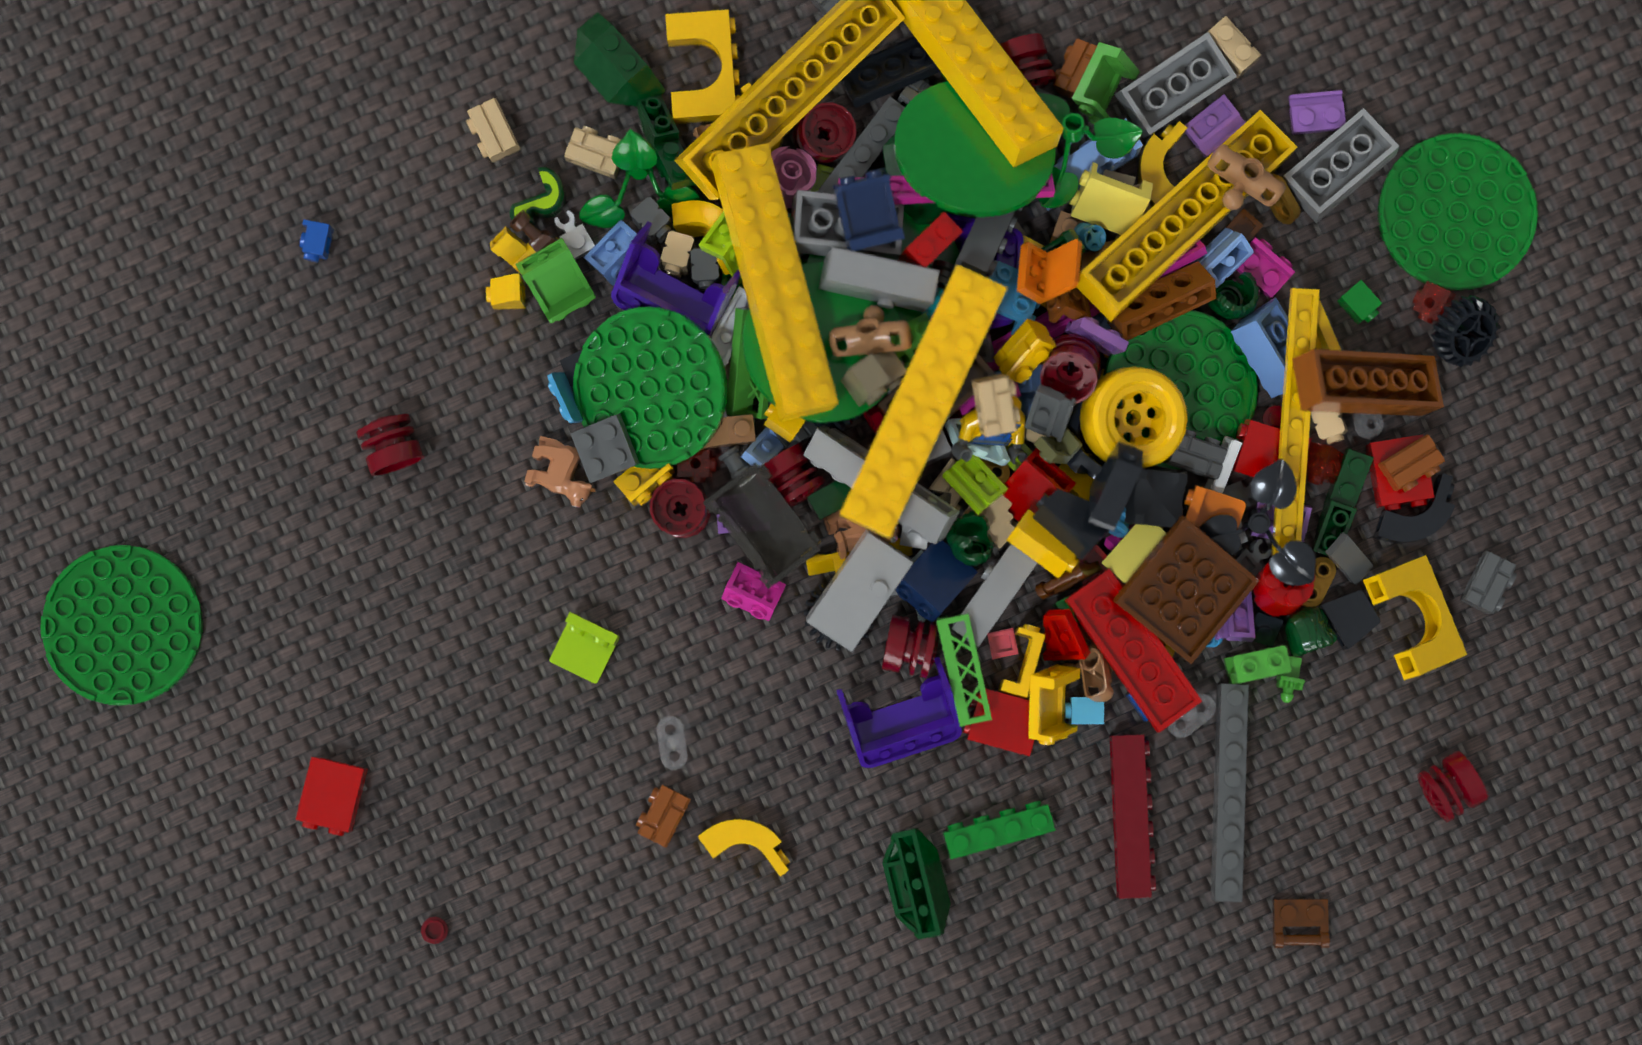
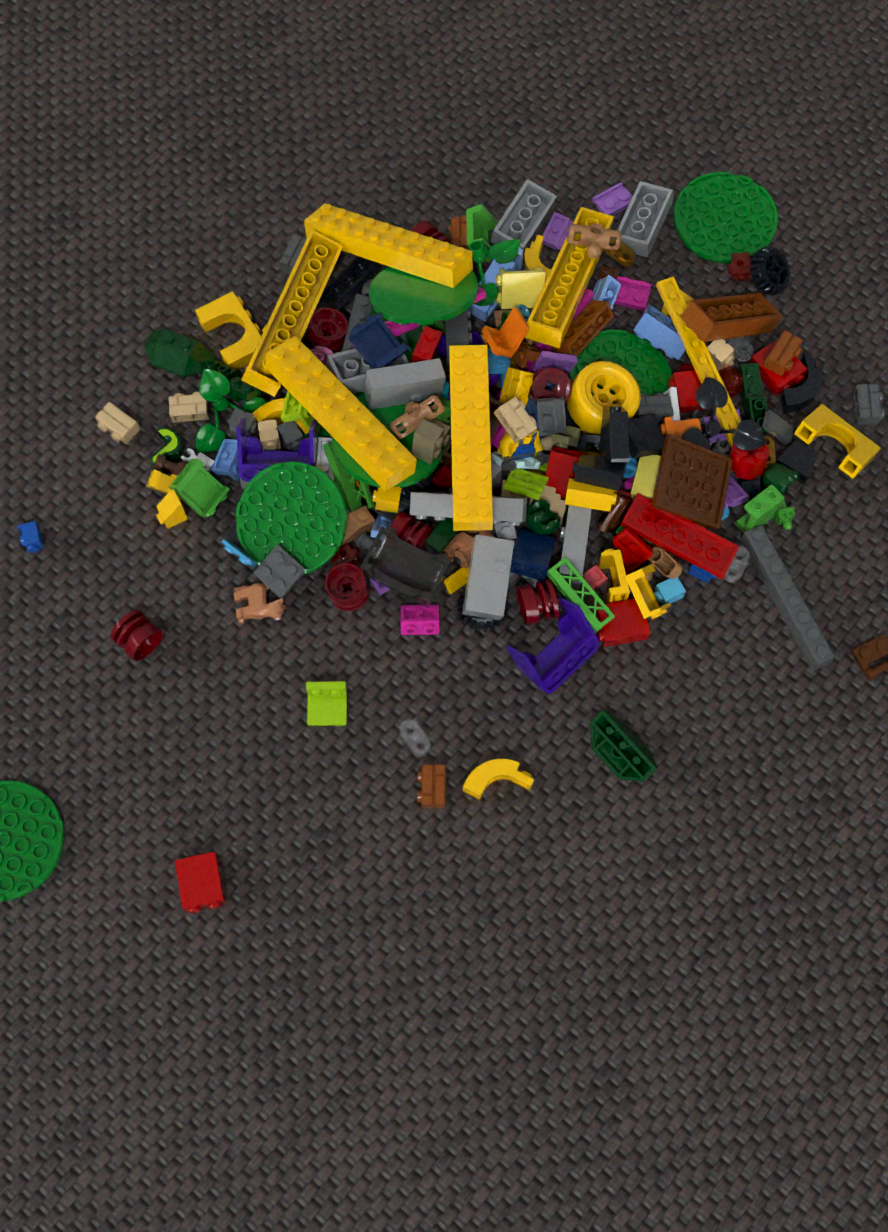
camera: 25 degrees left, 15 degrees down
(434, 930) = (314, 940): dark red plate -> none
(640, 482) = (313, 584): yellow bracket -> none
(998, 831) = (656, 690): green brick -> none
(1130, 816) = (734, 642): dark red brick -> none
(1234, 46) = (549, 182): tan brick -> none
(1236, 299) = (625, 316): dark green hair -> none
(1360, 303) = (699, 286): green brick -> none

